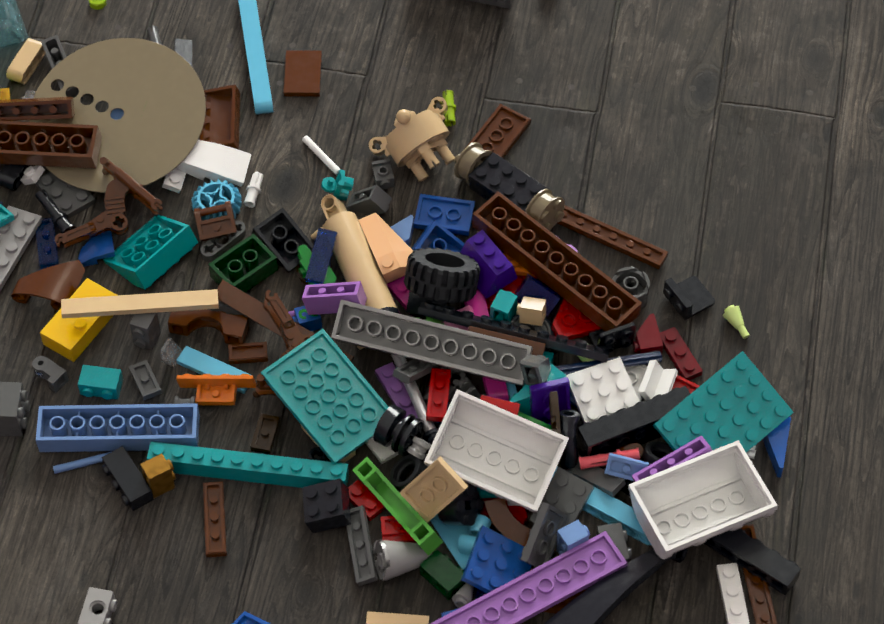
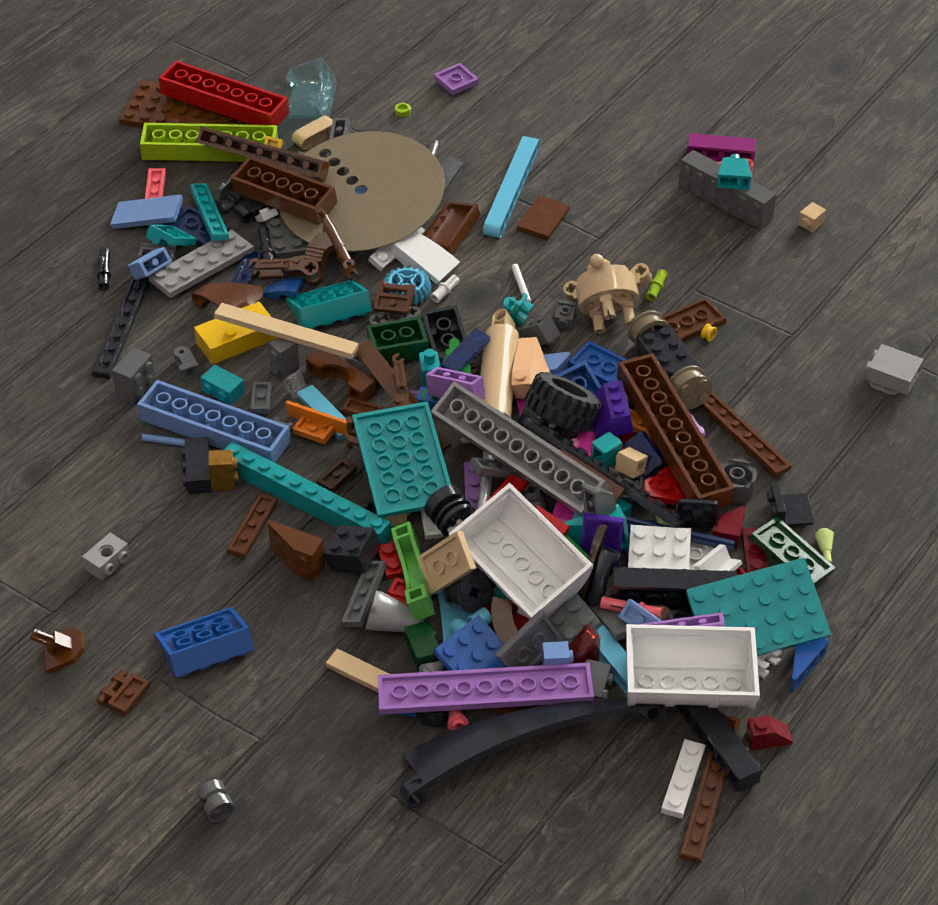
camera: 25 degrees right, 10 degrees down
(277, 529) = (297, 550): none -> reddish brown slope
(288, 284) = (427, 362): none -> teal torso
(523, 141) = (708, 332): none -> yellow bush
(590, 513) = (585, 645): none -> clear red slope
(707, 117) = (893, 370): none -> light grey brick
(712, 339) = (785, 546): none -> plate
(782, 528) = (767, 733): none -> dark red slope

